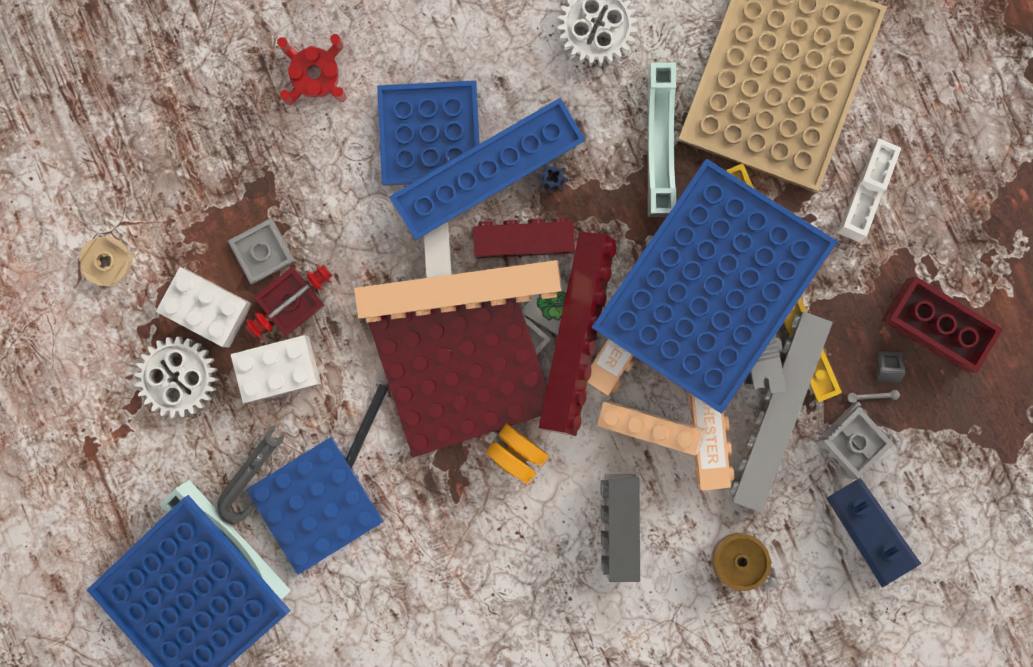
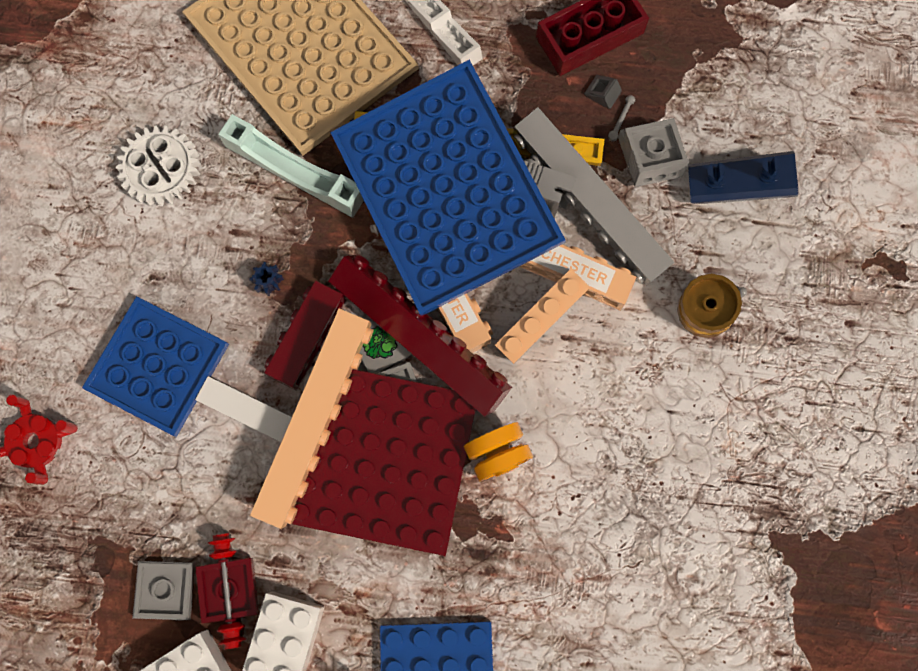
camera: 60 degrees left, 10 degrees down
(366, 424) = (389, 584): black bar -> none
(486, 169) = (220, 333): blue plate -> none
(622, 527) = (621, 394): dark grey brick -> none

